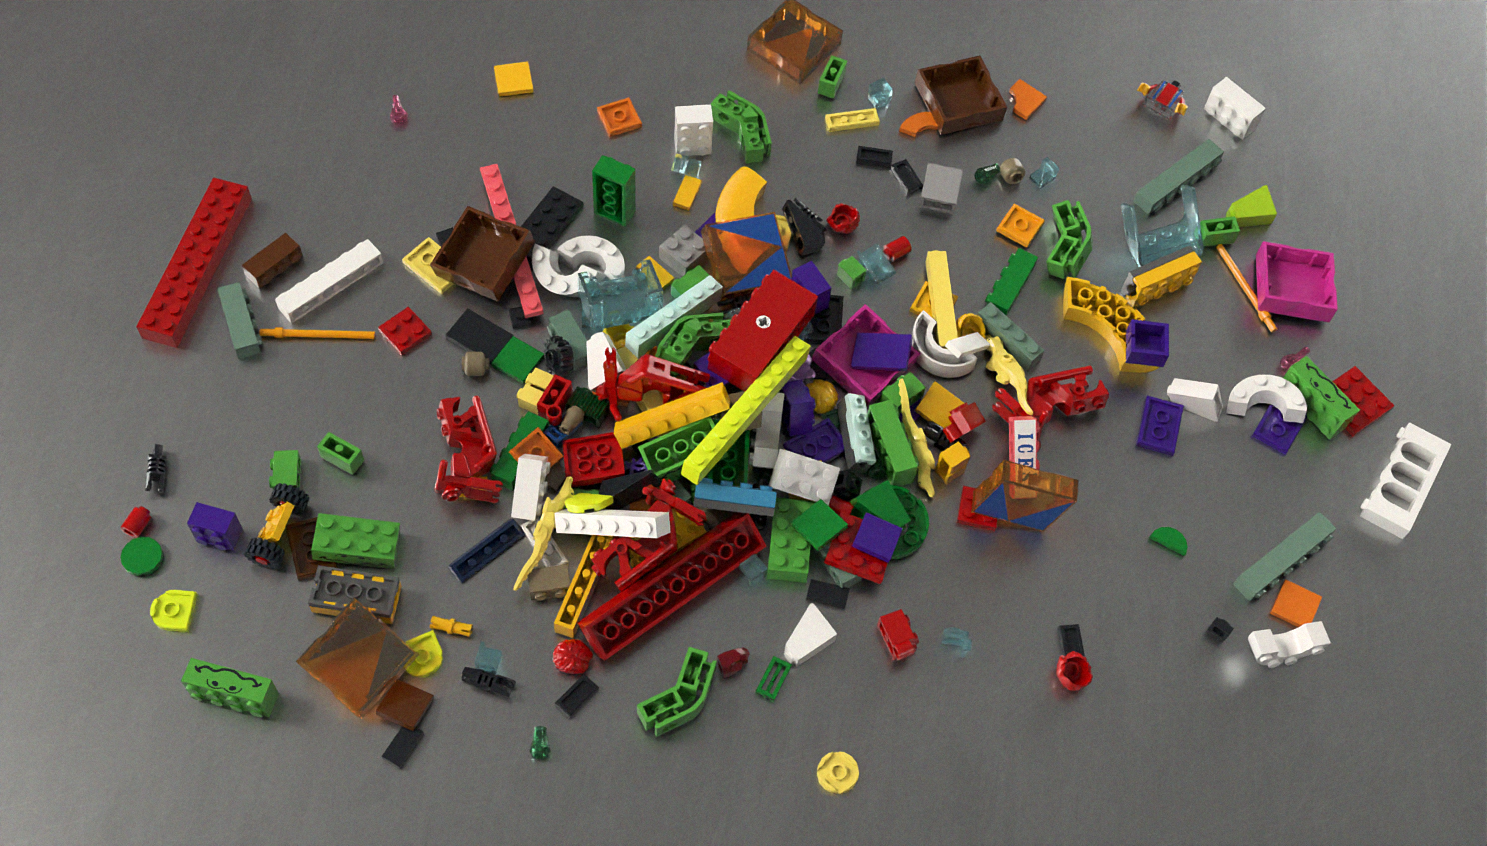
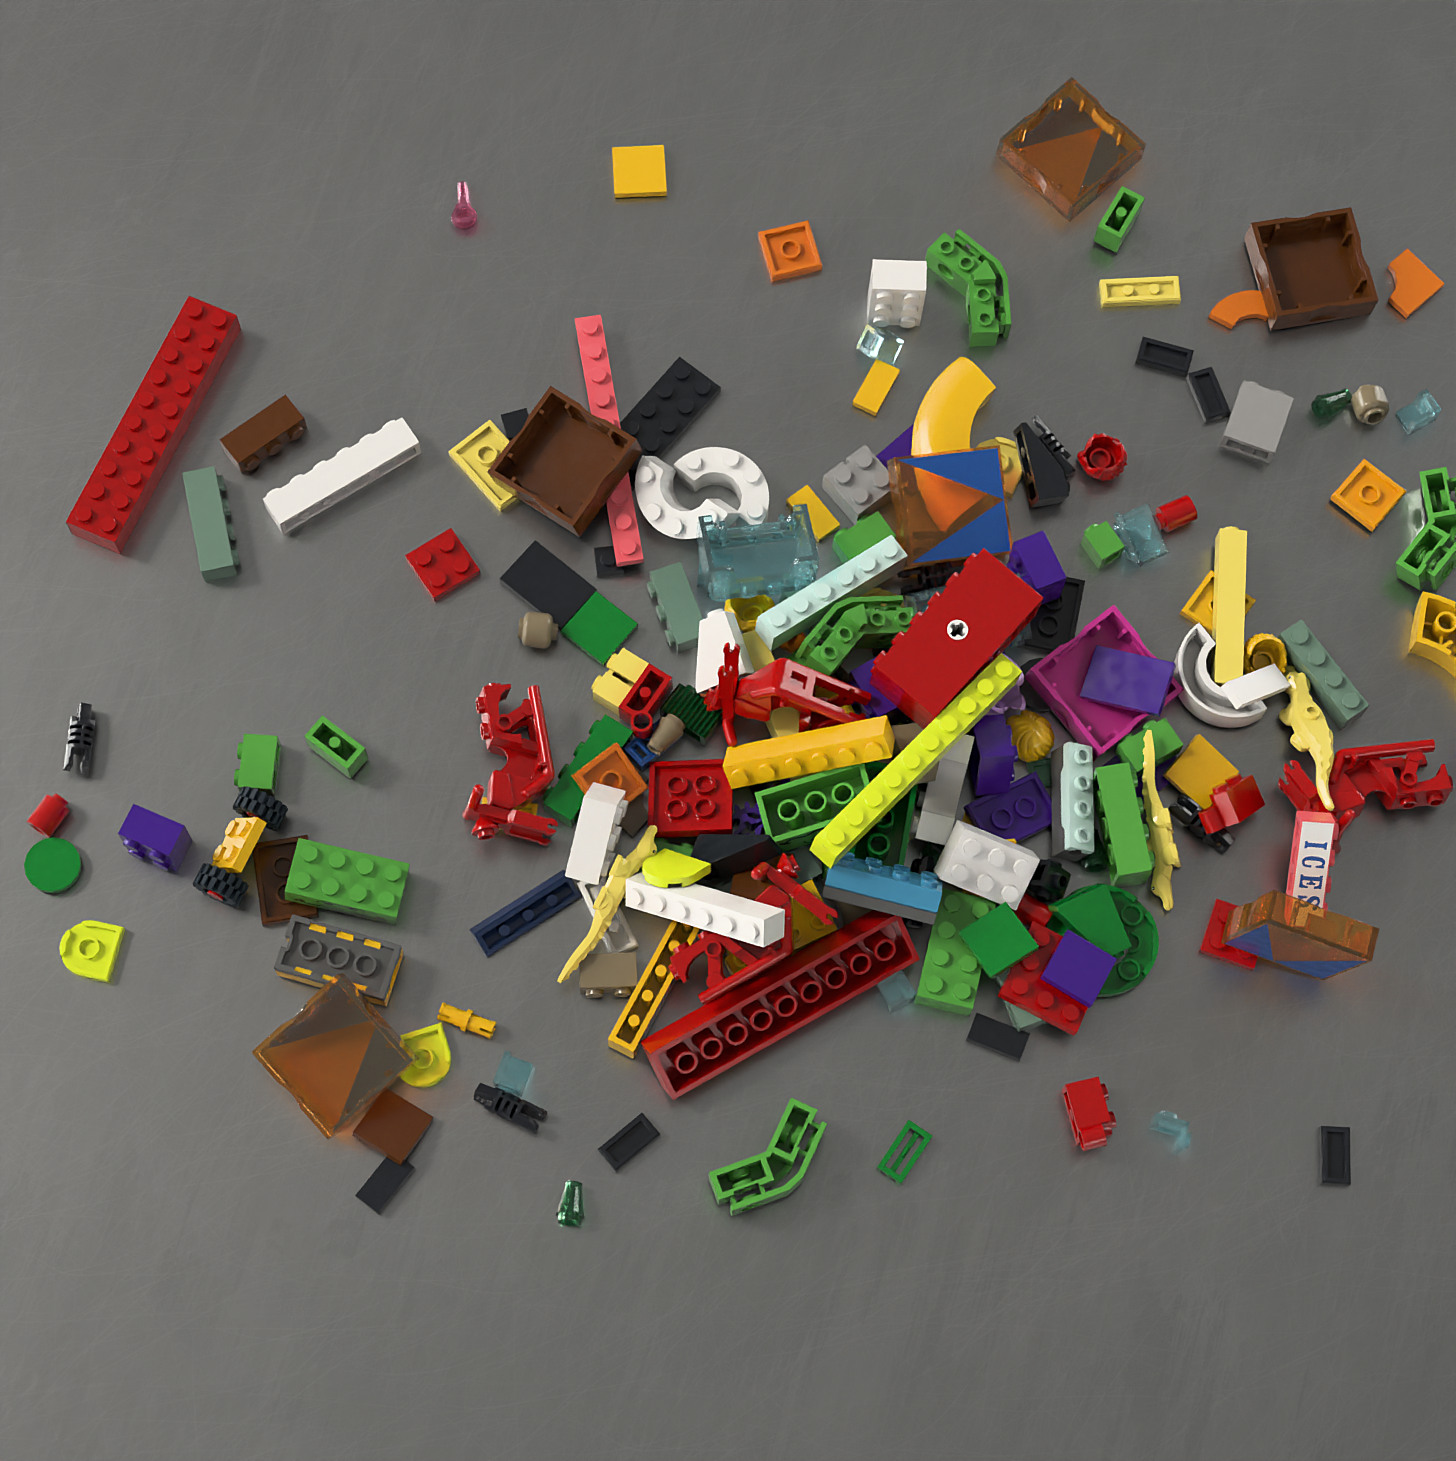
camera: 10 degrees right, 10 degrees up
(230, 687) = (159, 1074): bright green brick -> none
(280, 332) = (266, 548): light orange bar -> none
(558, 356) = (658, 634): black gear -> none
(572, 656) = (628, 1086): red hair -> none
(614, 190) = (767, 383): green brick -> none
(732, 661) = (850, 1121): dark red rock -> none
(809, 637) = (962, 1099): white slope -> none
(838, 772) = (975, 1298): light yellow tile -> none
(880, 93) = (1188, 253): clear light blue panel -> none
(952, 462) = (1205, 864): yellow piece -> none
(1012, 280) = (1339, 587): green brick -> none
(1074, 671) = (1330, 1198): red hair -> none

